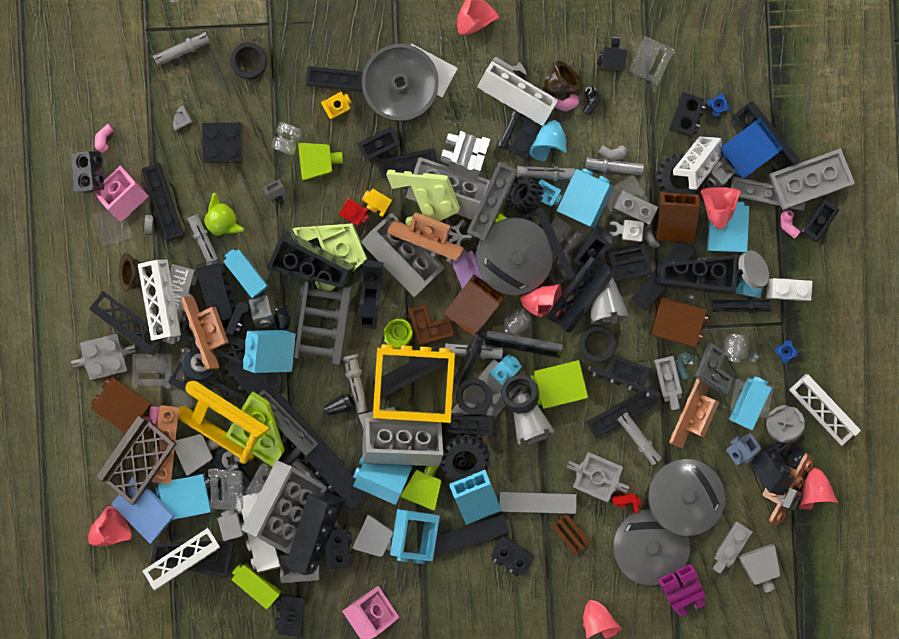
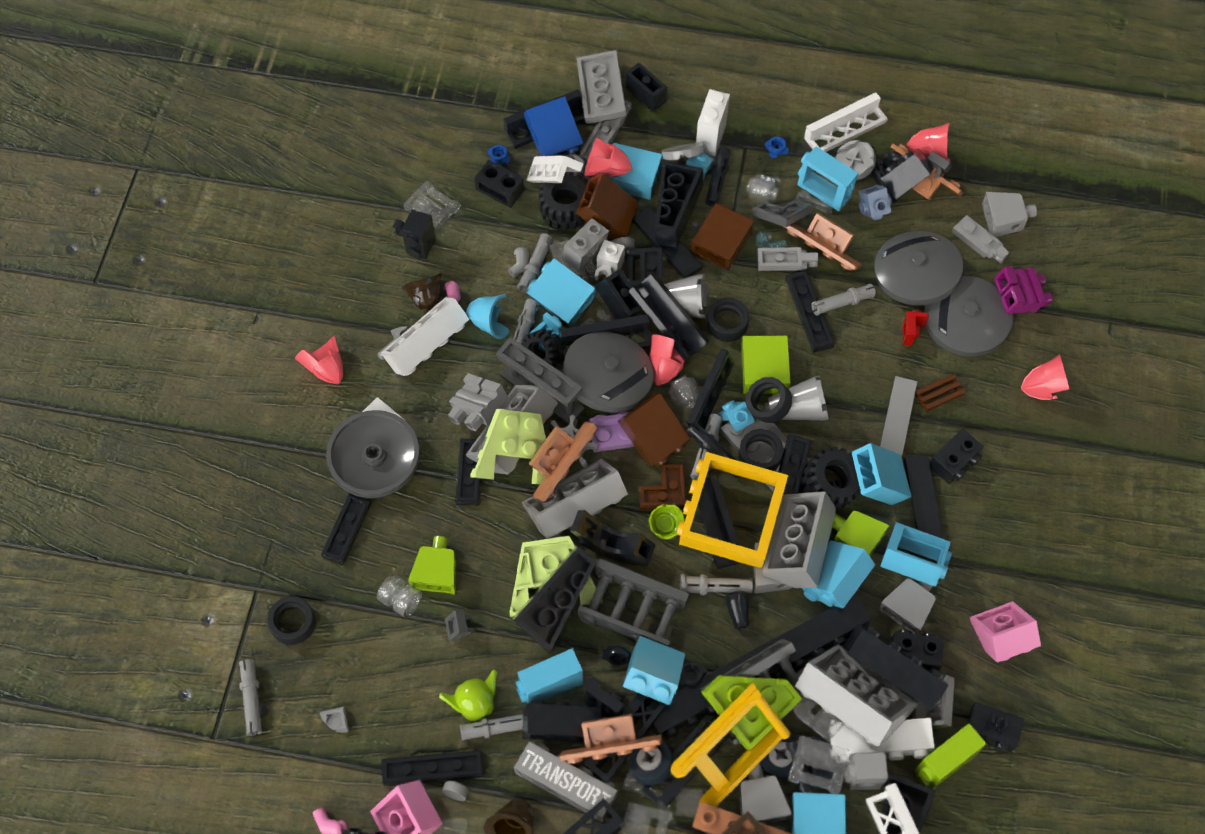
camera: 80 degrees left, 25 degrees down
(163, 298) = (551, 782): white fence -> none
(222, 142) = (380, 672): black brick -> none
(261, 311) = (606, 672): light grey bracket -> none
(334, 112) = (380, 538): yellow brick -> none
(354, 212) = (510, 541): red bracket -> none
(376, 201) = (505, 511): yellow brick -> none
(379, 144) = (438, 493): black brick -> none
(525, 137) = (476, 343): black plate -> none
(592, 99) = (456, 269): black arm -> none
(597, 476) = (879, 350): light grey plate -> none
(627, 372) = (767, 294): black bracket -> none
(787, 223) = (642, 121): bright pink arm -> none

